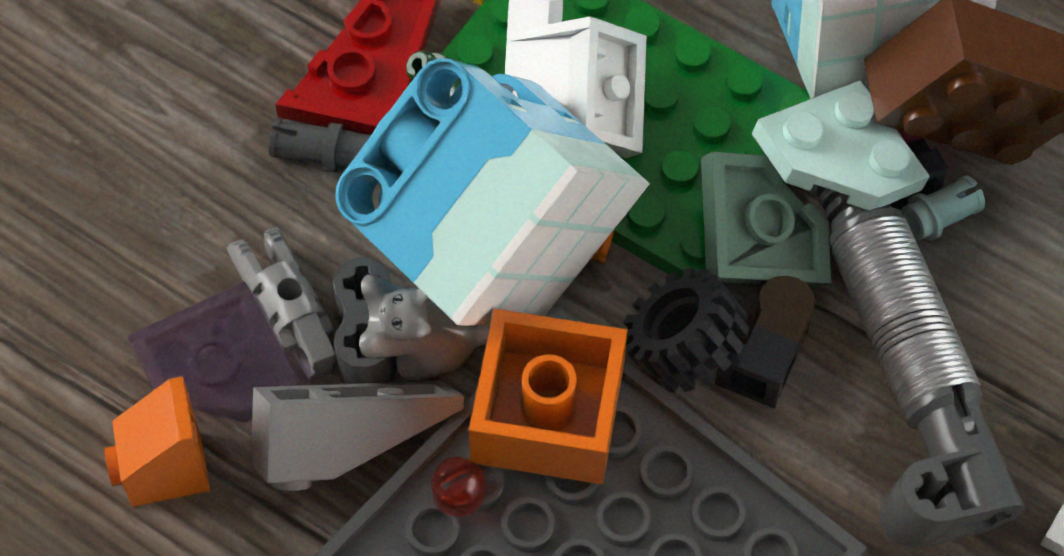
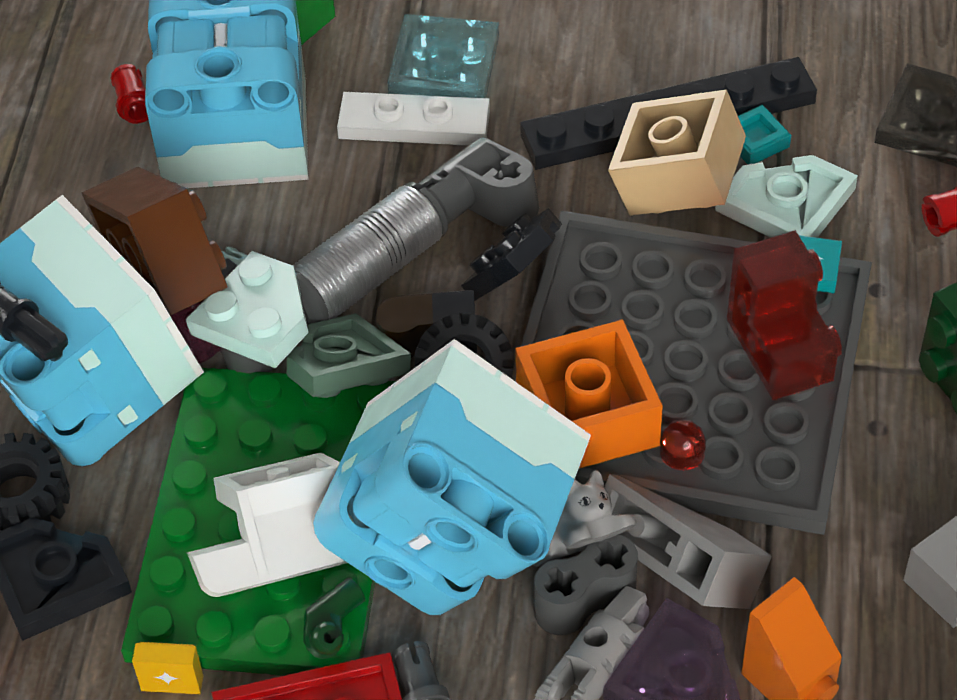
camera: 115 degrees left, 10 degrees down
(810, 445) = (507, 259): none -> black plate

